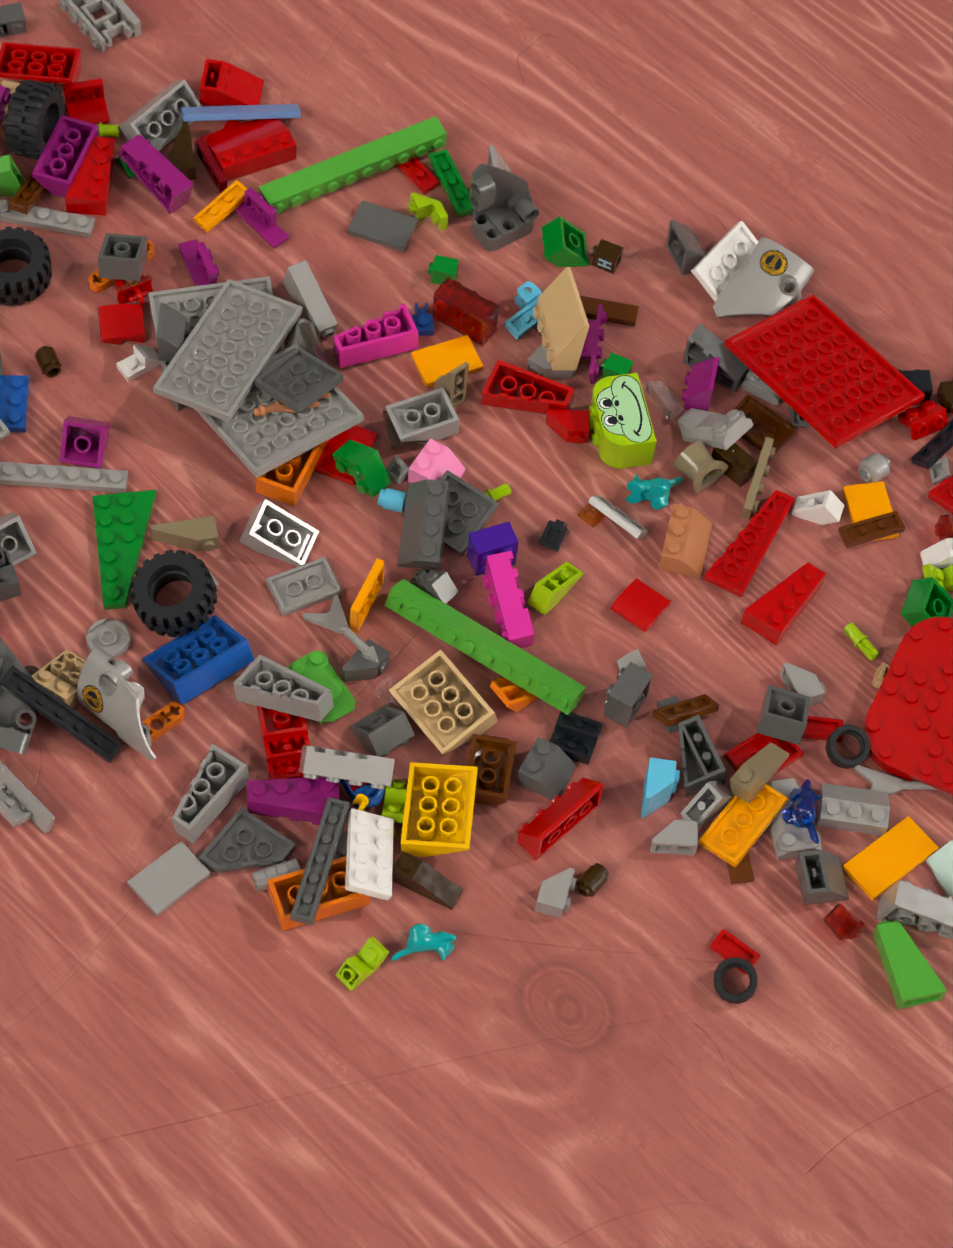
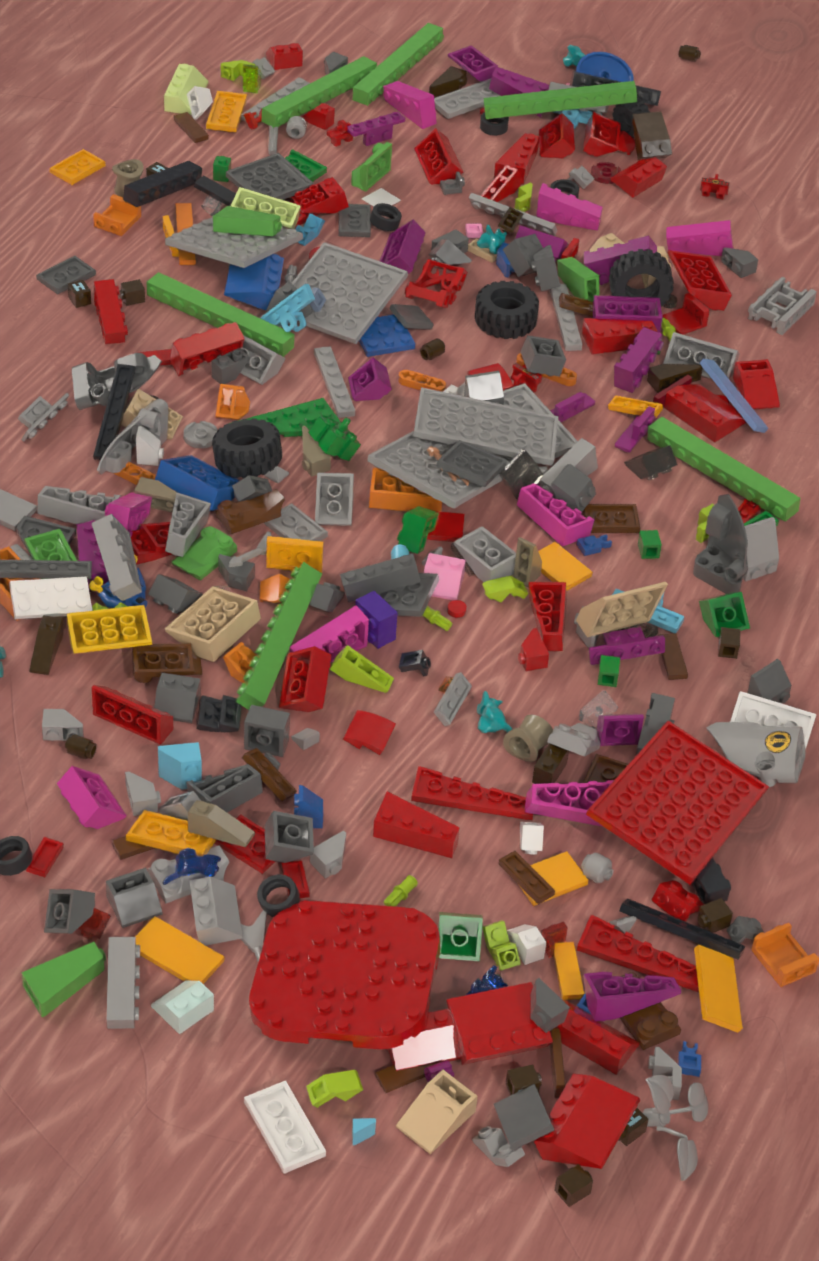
camera: 75 degrees right, 15 degrees down
(68, 592) = (232, 402): none -> orange slope
(100, 382) = (411, 379): none -> orange beam
(185, 501) = (335, 437): none -> green brick
(208, 710) = (162, 496): none -> dark tan slope
(237, 610) = (251, 487): none -> dark grey slope
(253, 743) = (130, 510): none -> dark pink wedge
(270, 620) = (250, 512): none -> reddish brown slope
(282, 838) = (49, 546): none -> bright green slope
(317, 224) = (652, 462): none -> clear smoke slope
(350, 304) = (573, 488): none -> dark grey slope
(382, 226) = (676, 502): dark grey tile -> none
(386, 289) = (613, 518): none -> reddish brown tile
(402, 634) = (273, 588): none -> orange slope
(465, 311) = (610, 558): clear red brick -> none
(471, 420) = (502, 587): none -> lime slope
(481, 473) = (456, 608): none -> red tile
(564, 640) = (305, 680): none -> red slope
(621, 422) = (550, 676): brick -> none
(671, 887) = (90, 798): none -> dark pink slope
(685, 541) = (449, 747): nougat slope -> none
(743, 689) = (309, 806): none -> blue slope
(756, 485) = (522, 782): dark tan plate -> none
(796, 456) = (565, 800): none -> dark pink wedge
(832, 939) = (68, 910): none -> dark grey slope

